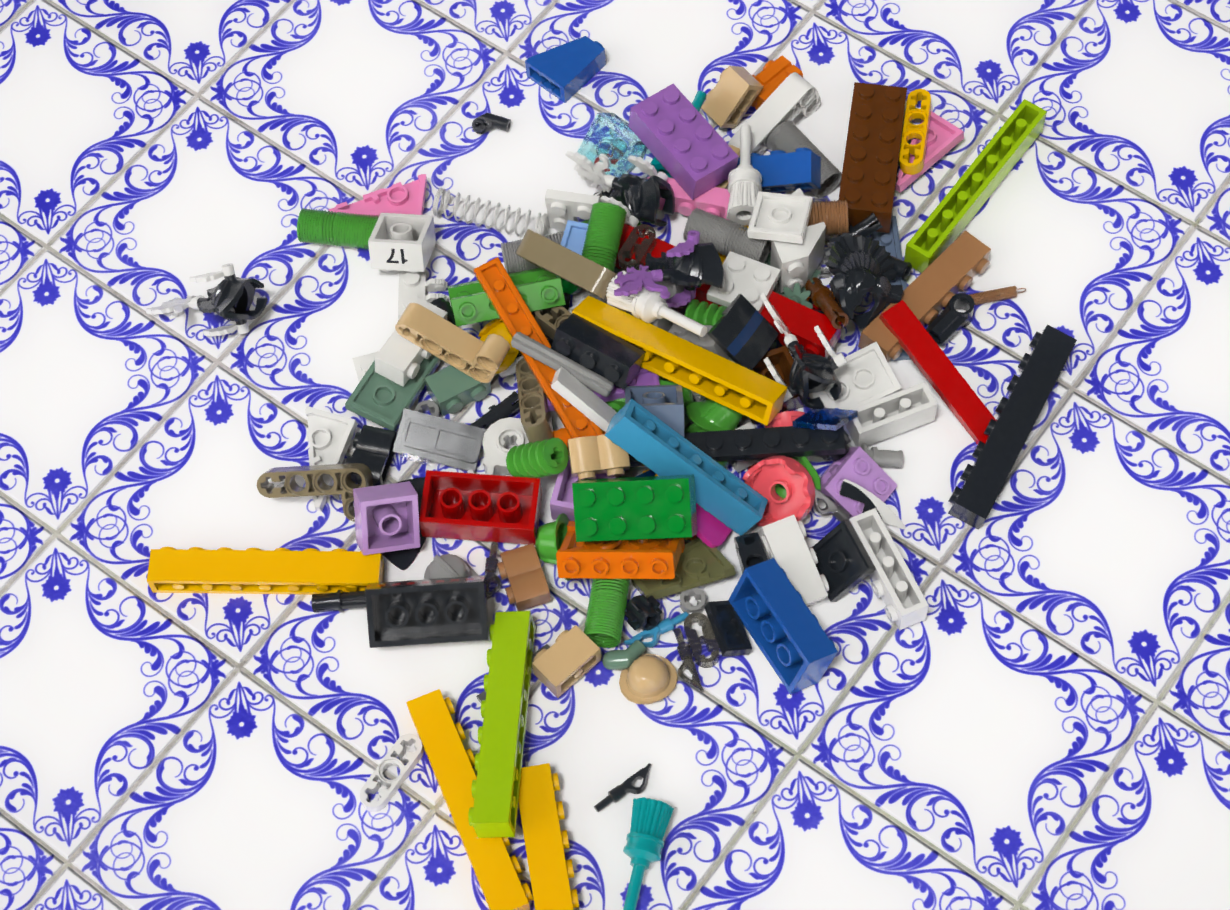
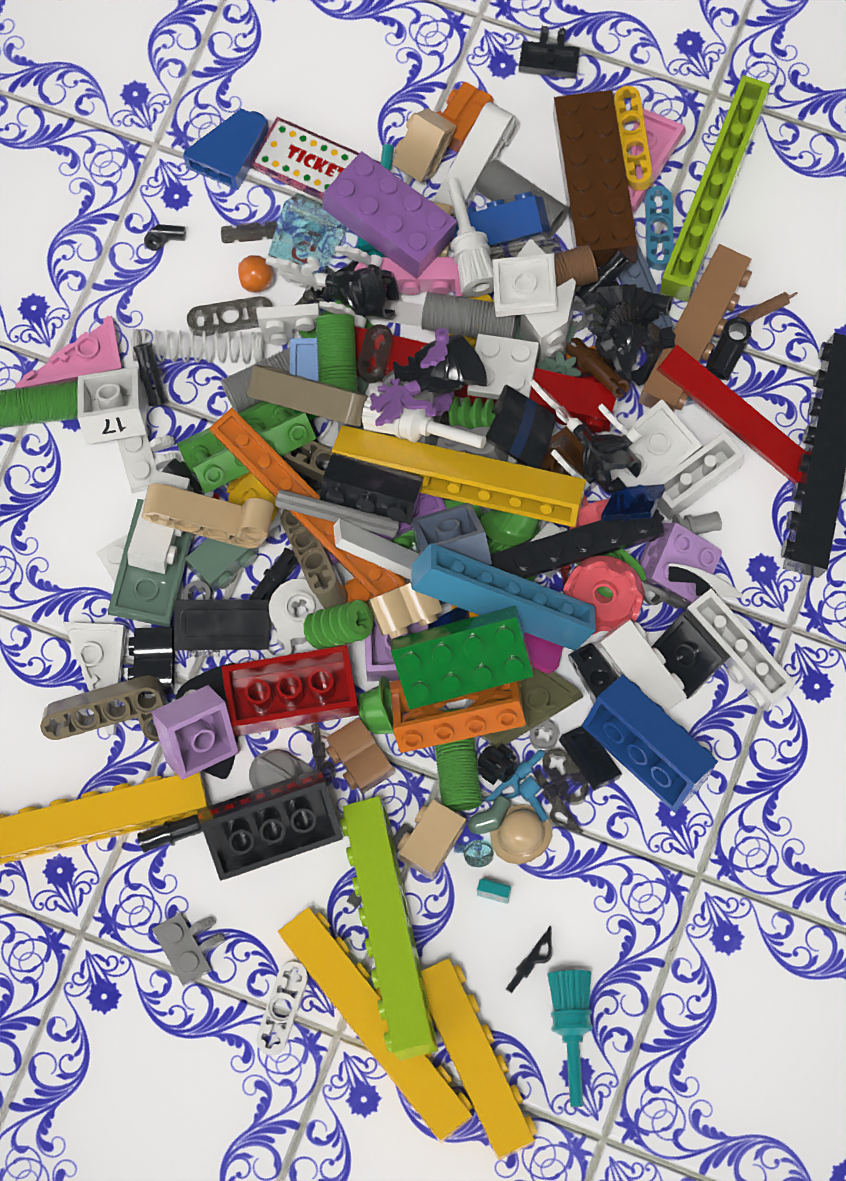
camera: 15 degrees left, 10 degrees up
(321, 700) = (182, 949): none -> light grey hinge
(443, 226) = (155, 394): none -> black pin
(518, 191) = (220, 308): none -> clear smoke beam
(557, 168) = (255, 274): none -> orange piece
(561, 135) = (248, 232): none -> clear smoke axle
(602, 684) = (476, 853): none -> clear light blue piece
(608, 719) = (494, 891): none -> teal tile
(620, 84) = (301, 158): none -> tile
(665, 643) = (528, 790): none -> dark azure hand
(673, 229) = (405, 313): none -> white sticker
(862, 55) = (549, 58): none -> black hinge
(915, 200) = (665, 217): none -> dark azure beam

